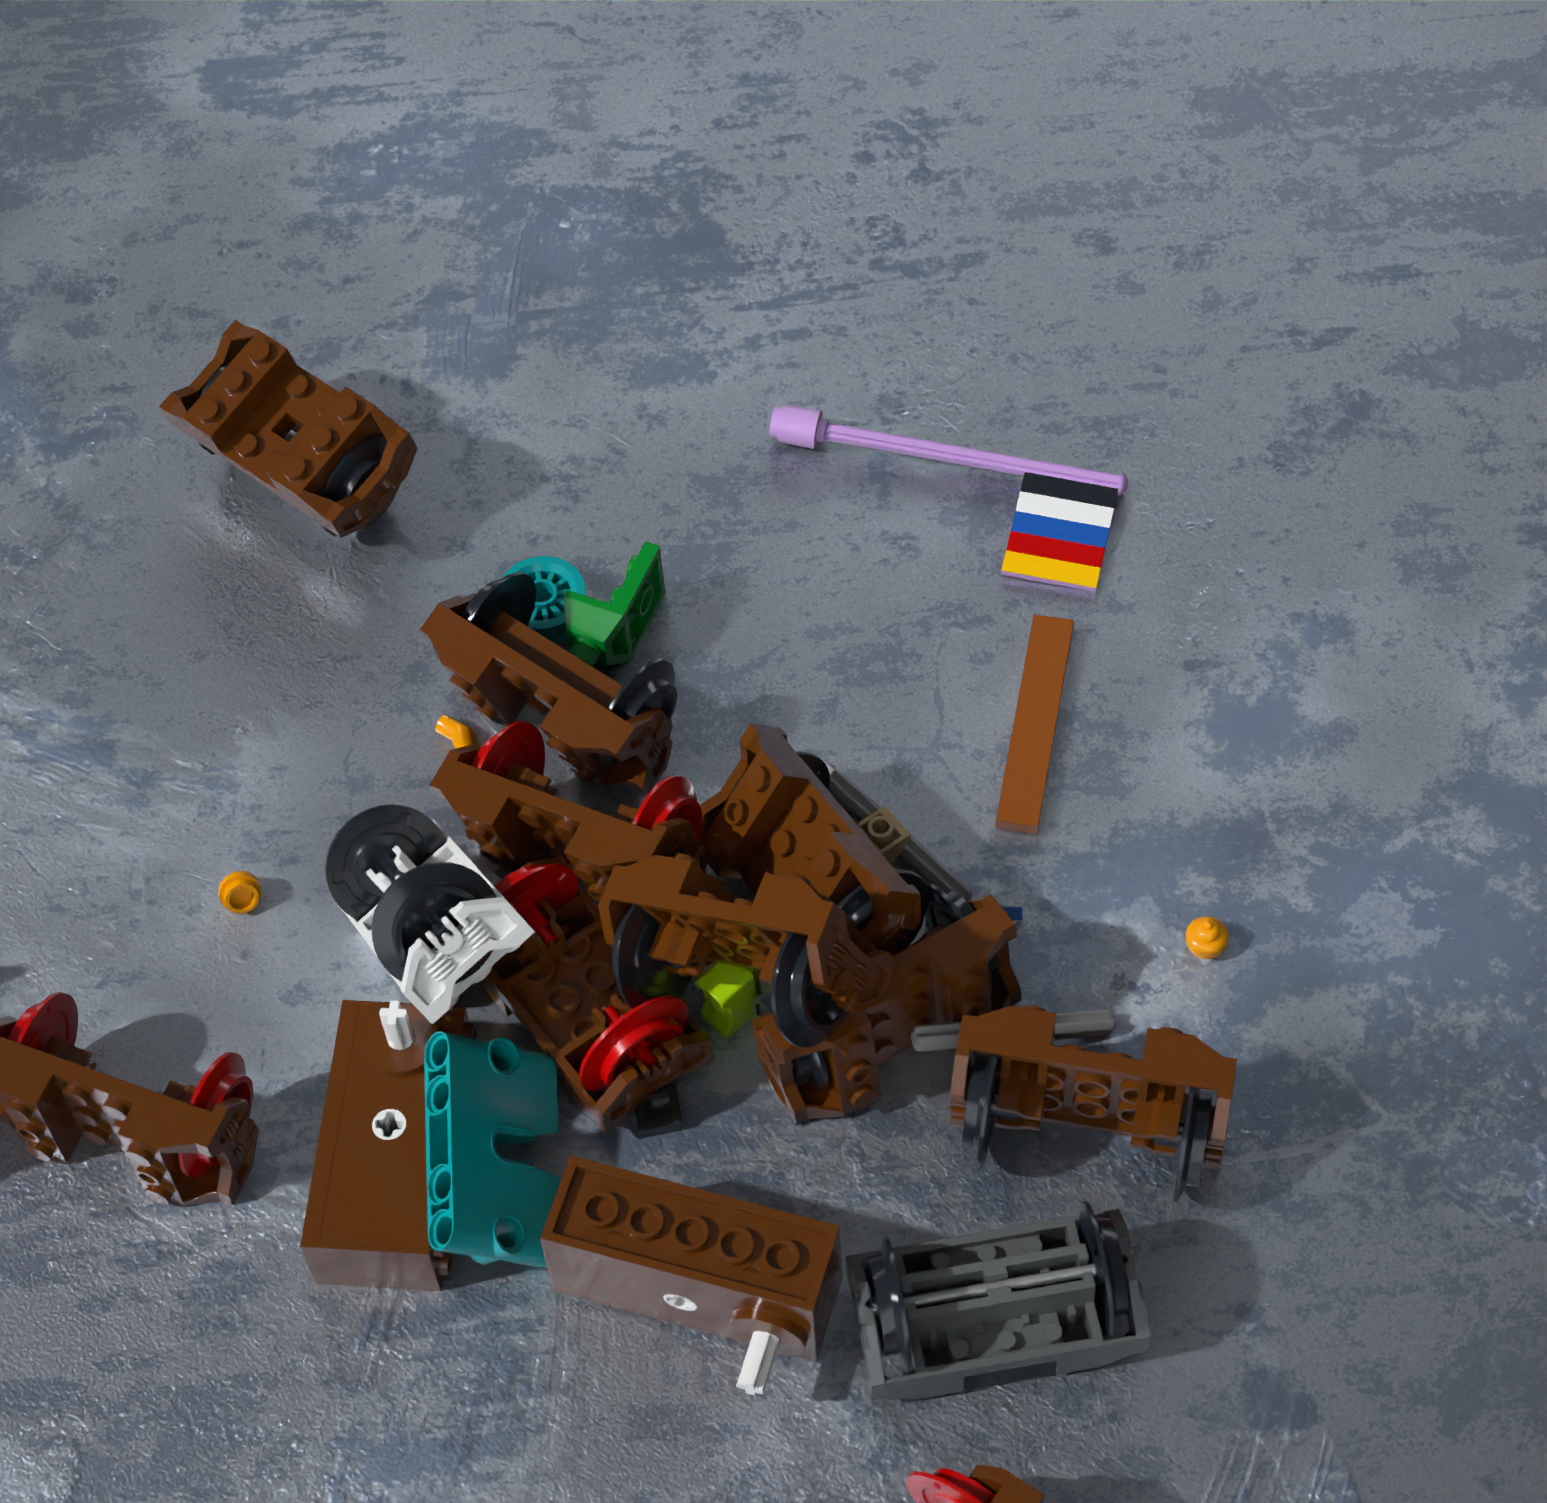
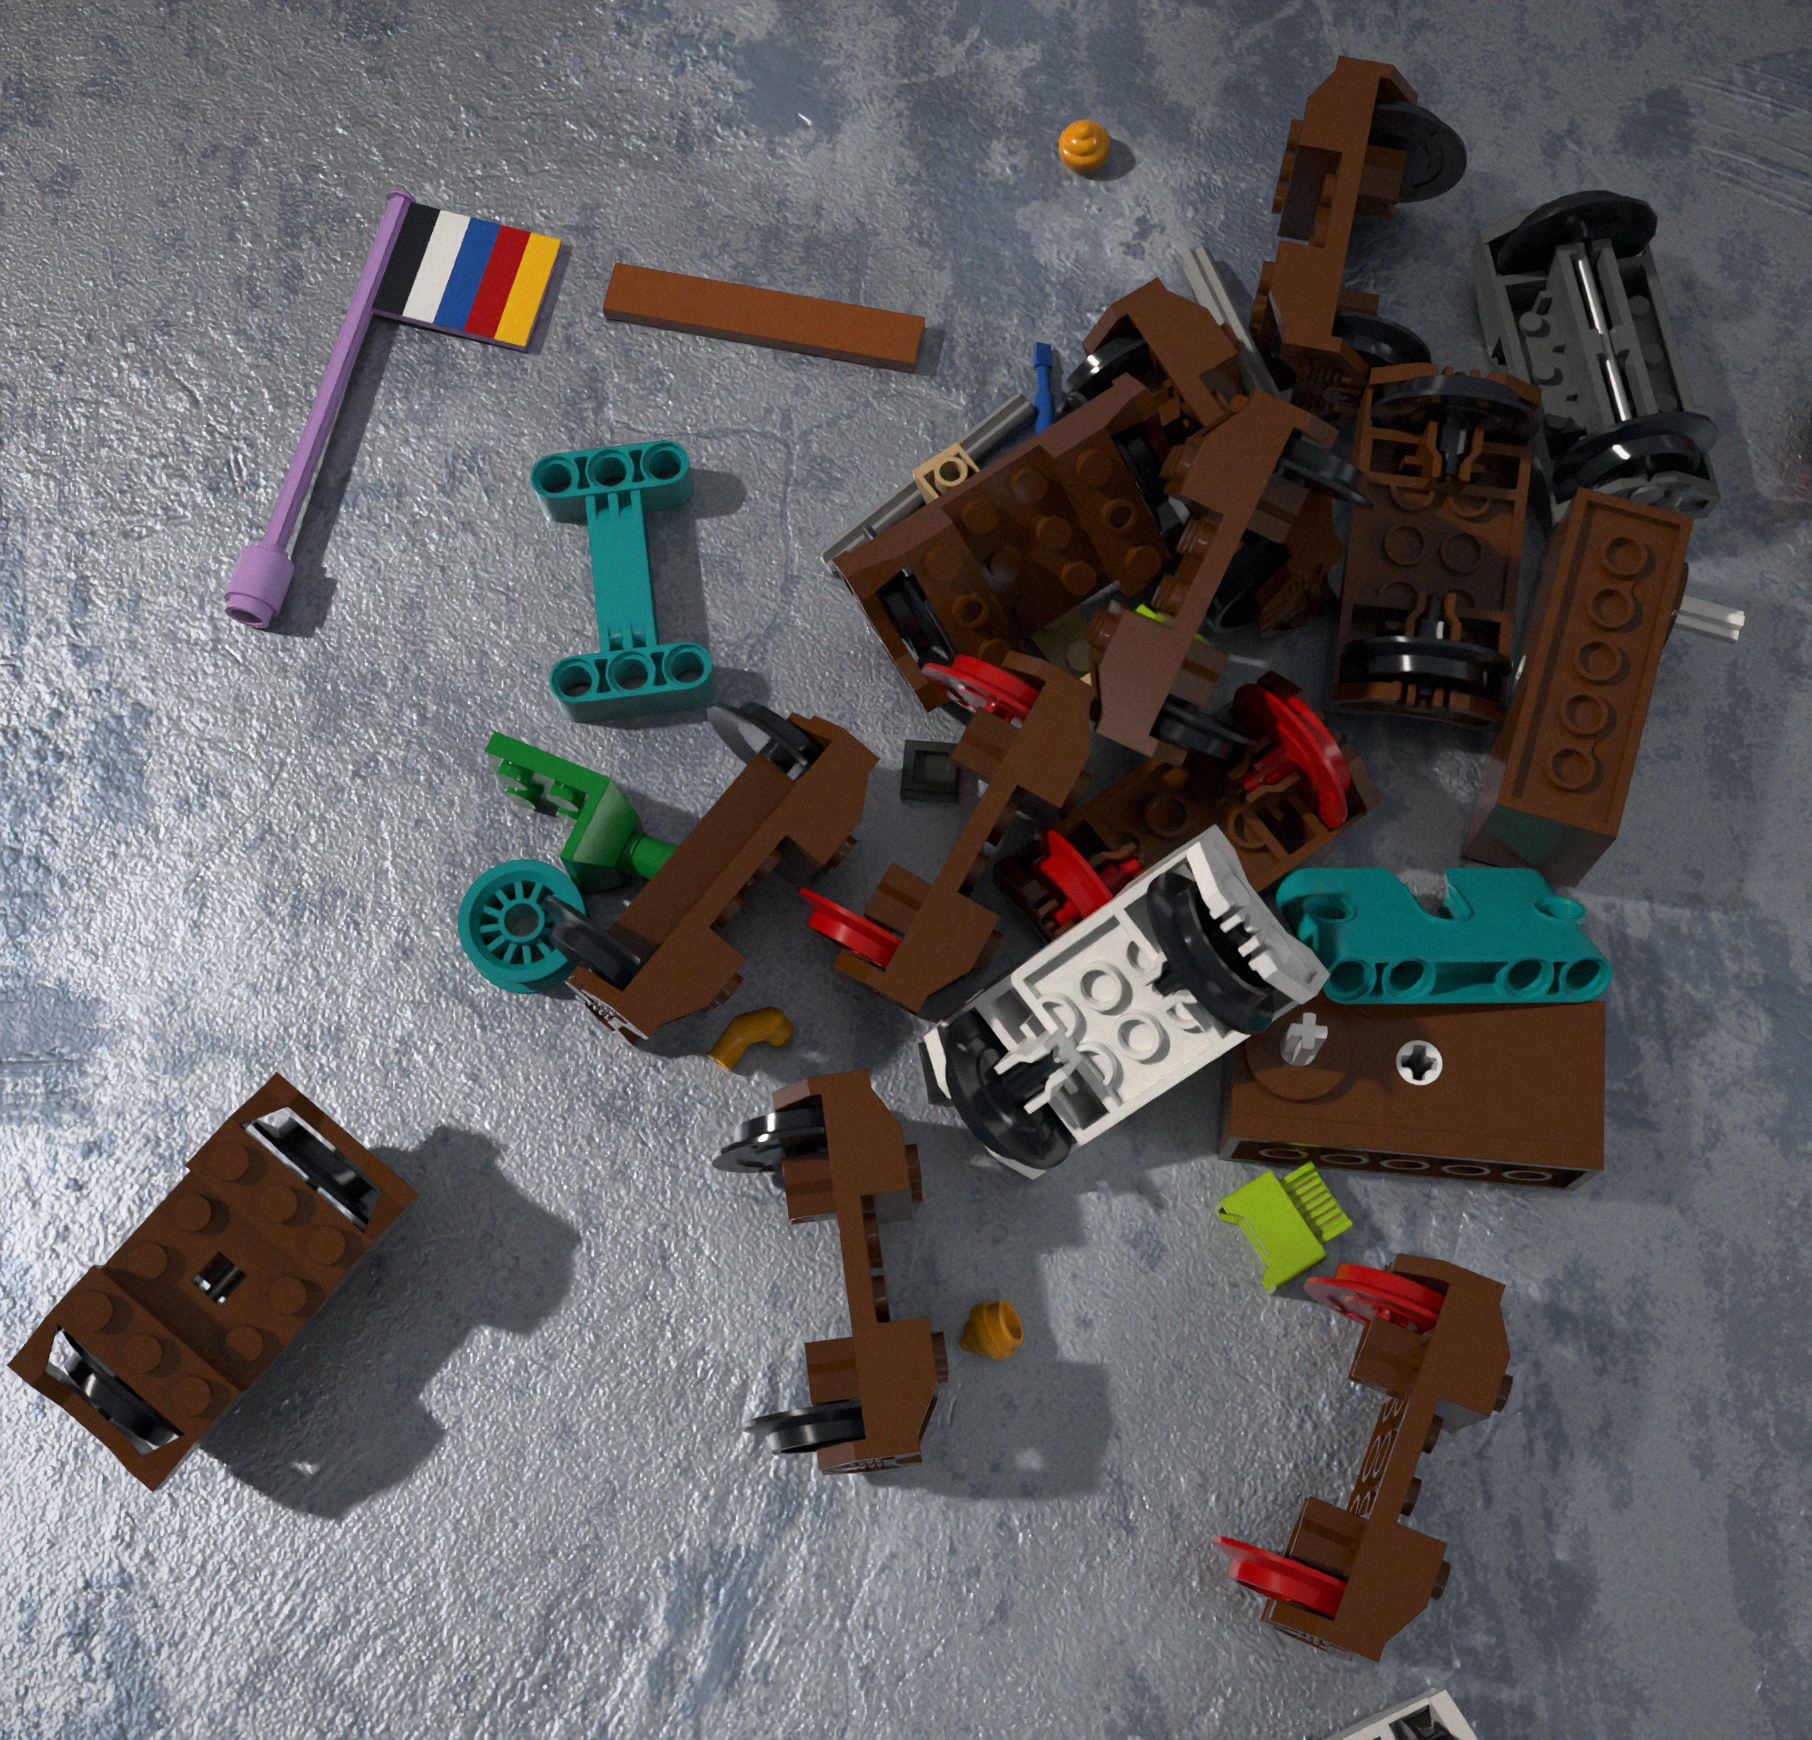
camera: 90 degrees left, 15 degrees up
(262, 786) = (848, 1164): none -> reddish brown piece
(296, 1072) = (1286, 1222): none -> lime piece
(805, 640) = (623, 580): none -> teal beam
(827, 1156) = (1441, 552): none -> reddish brown piece

